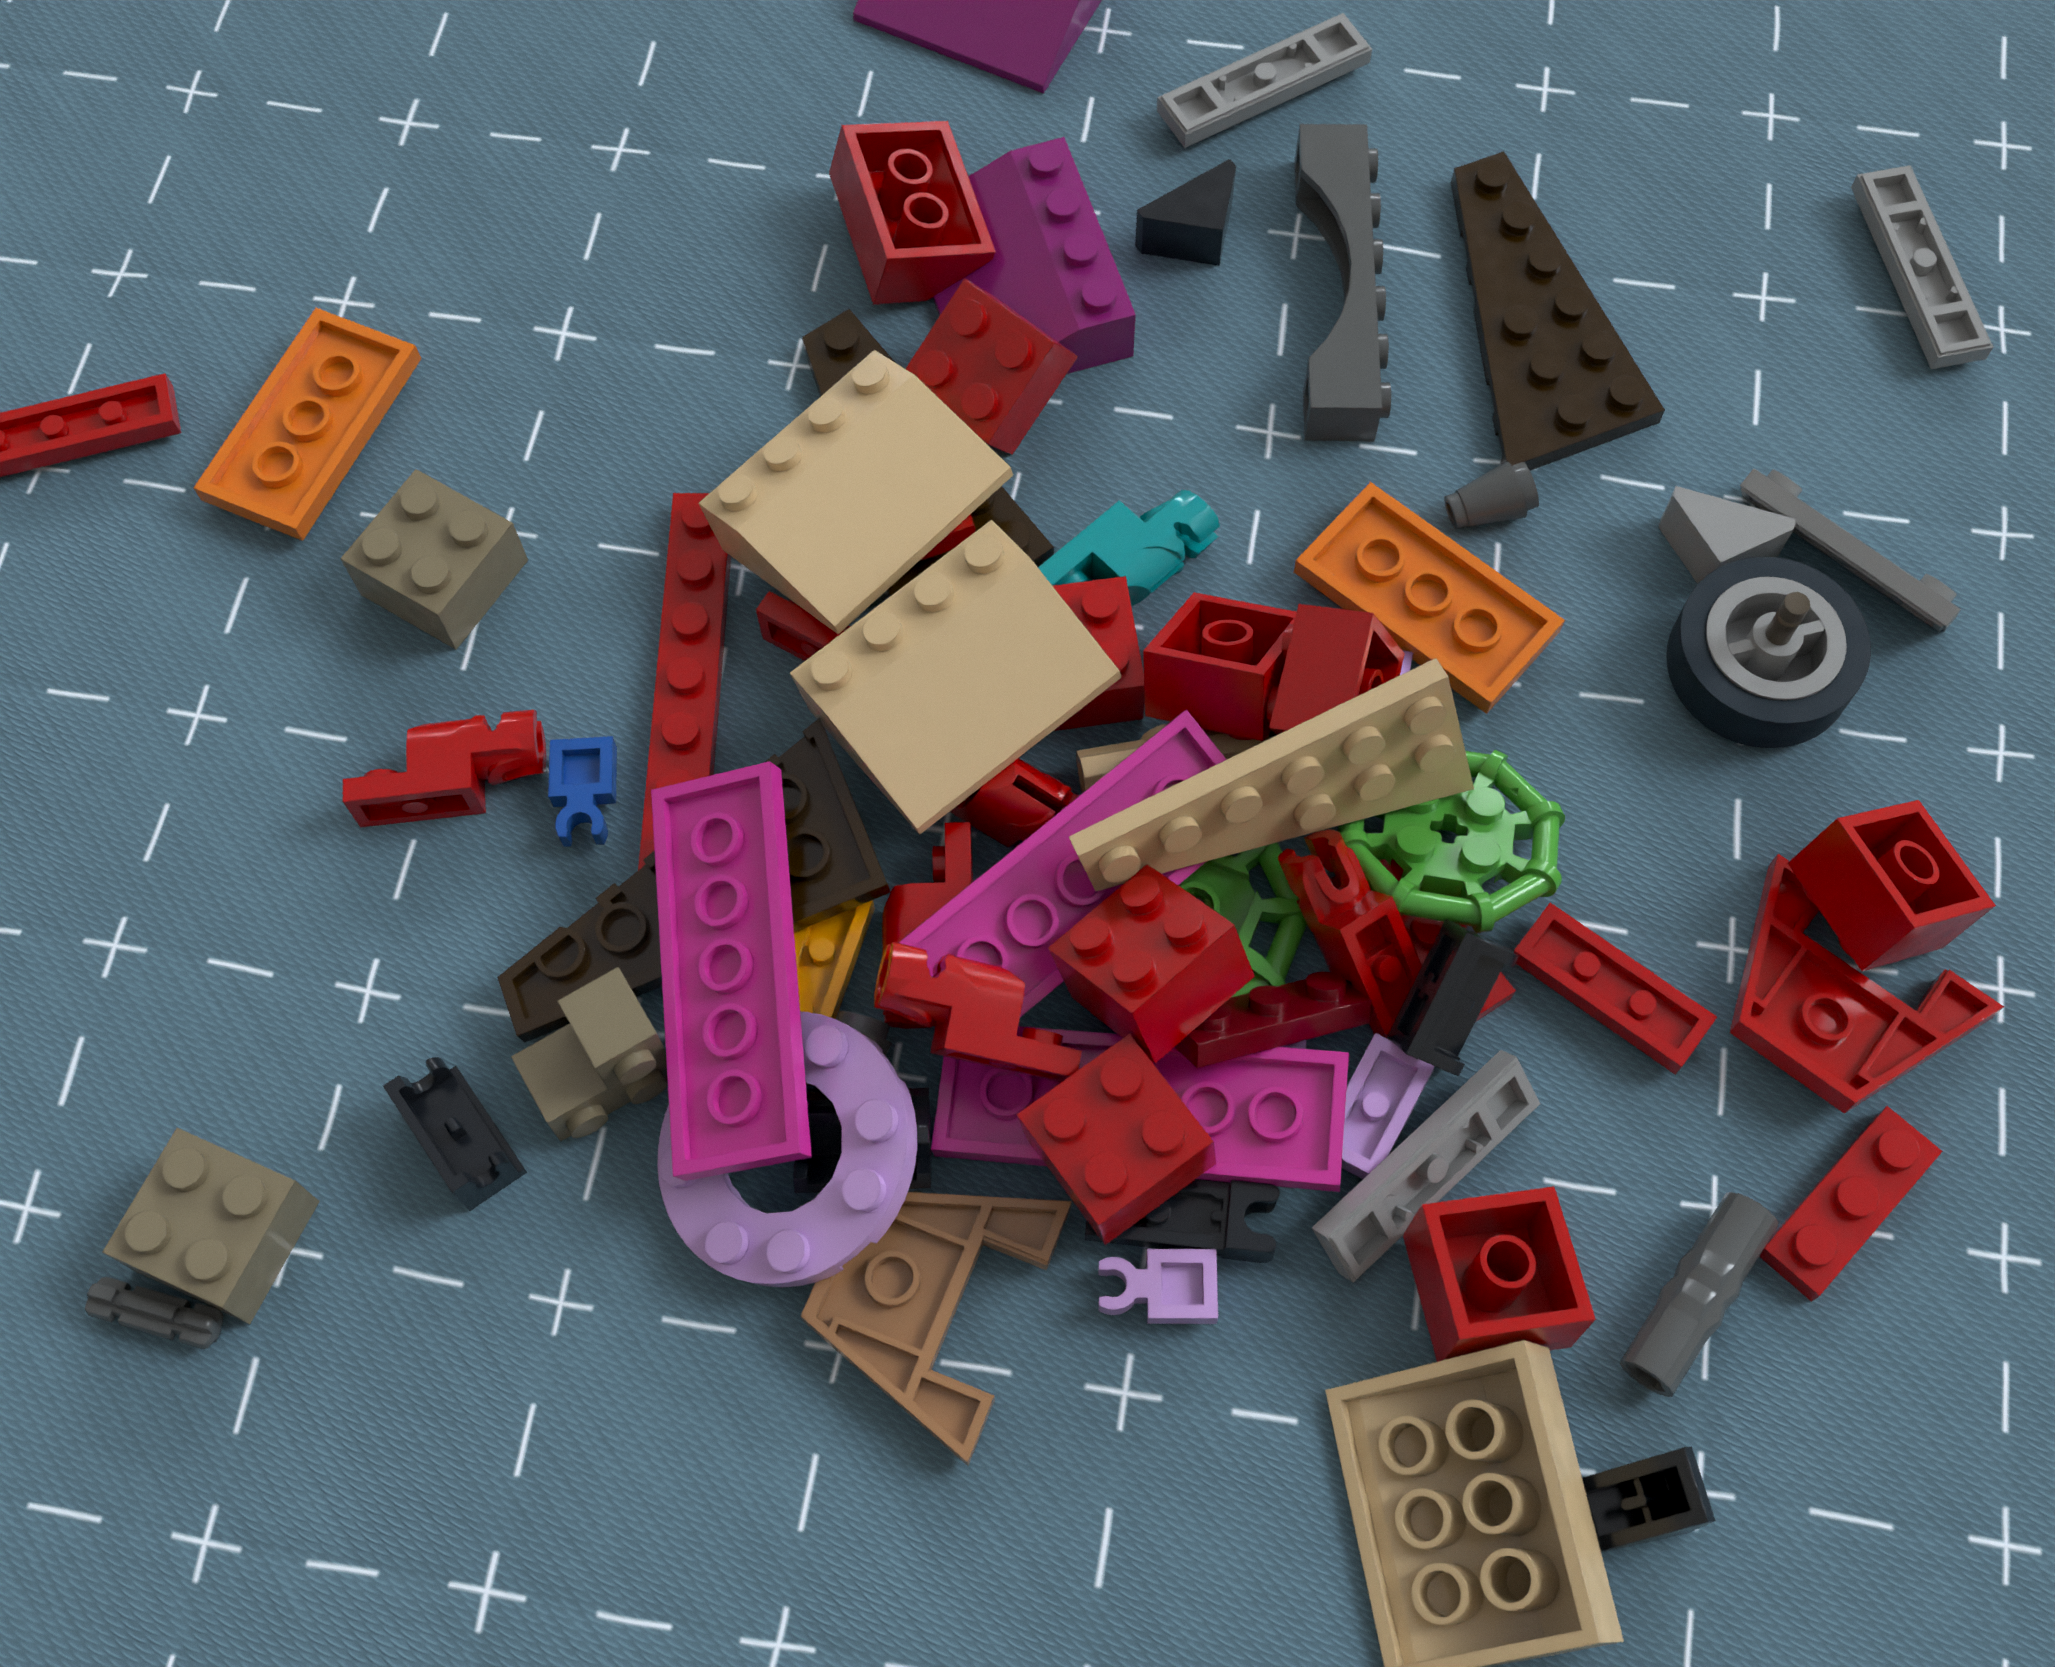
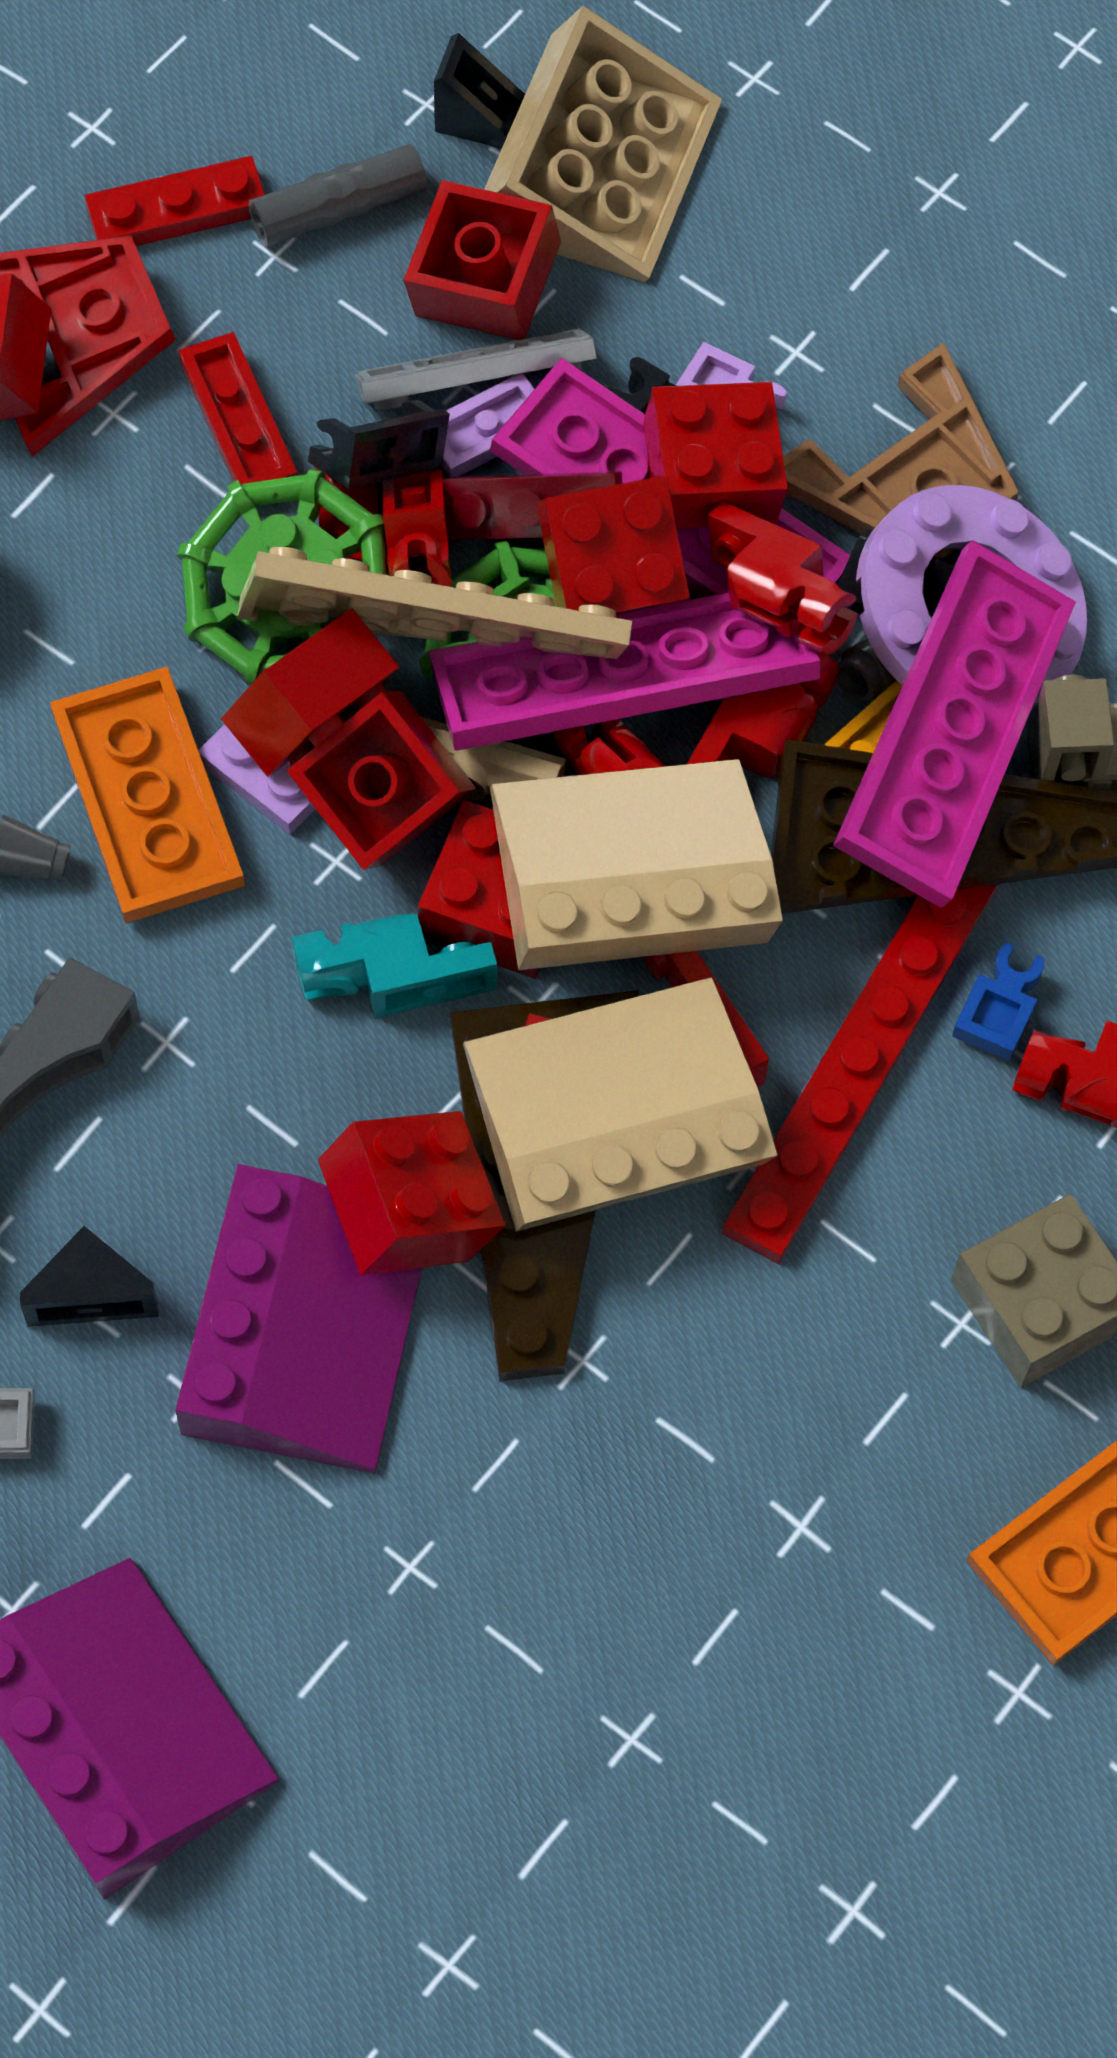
camera: 155 degrees left, 0 degrees up
(908, 208) = (377, 1435): red slope -> none

